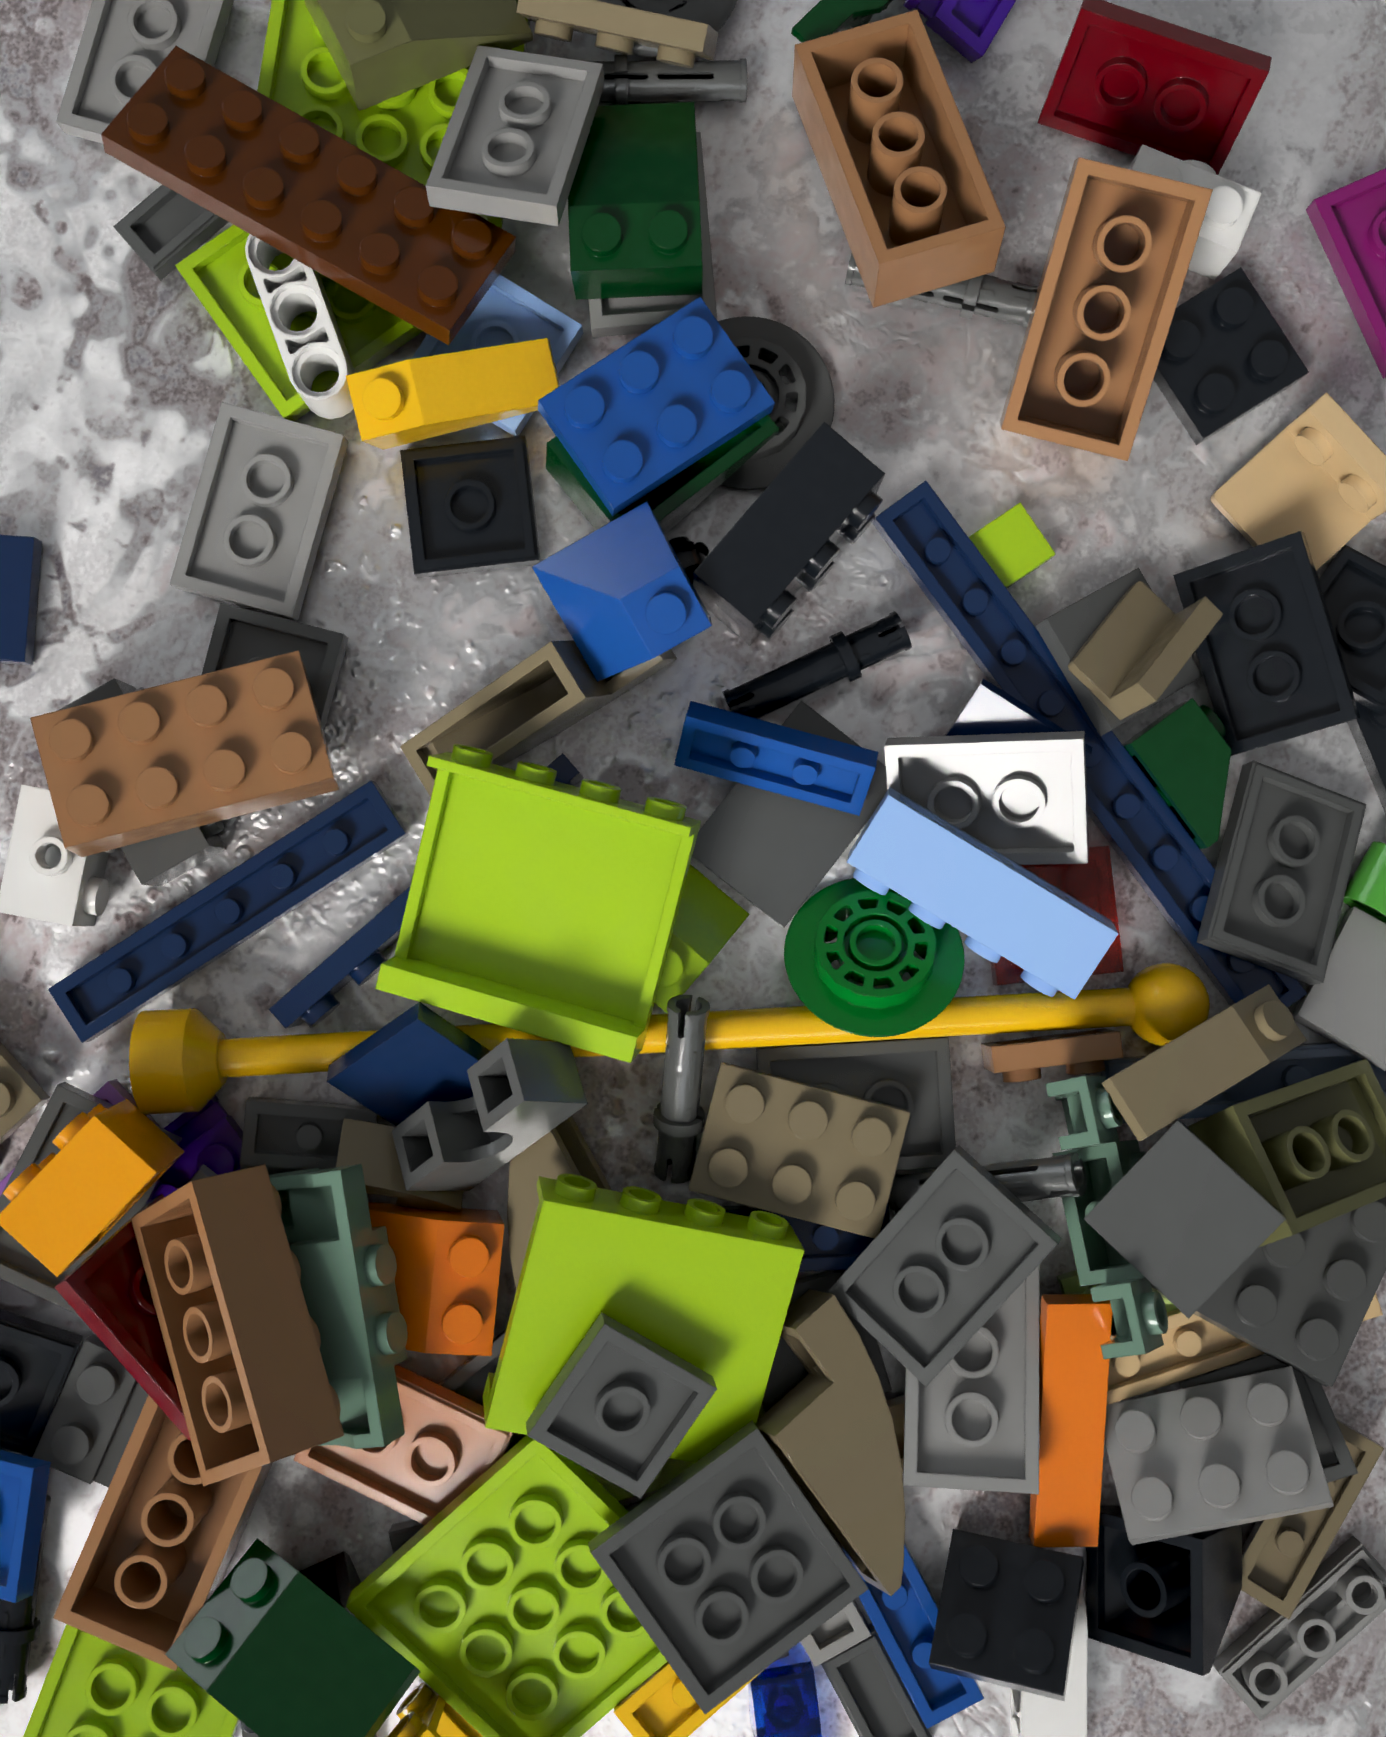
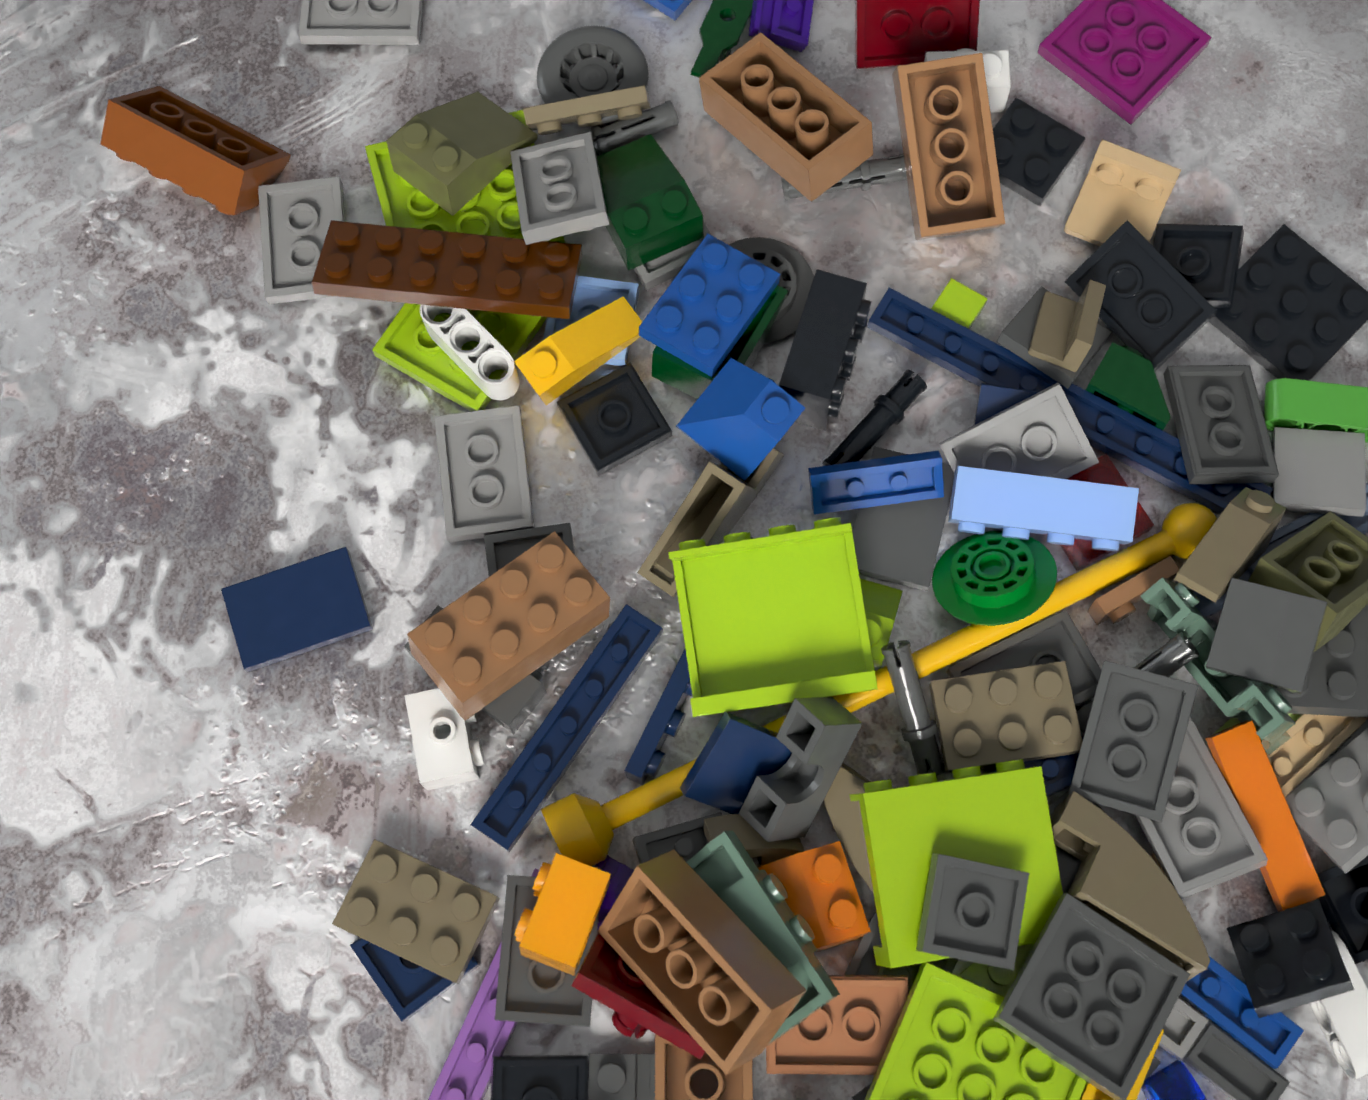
camera: 20 degrees left, 15 degrees down
(167, 229) = (358, 328): dark grey tile -> none

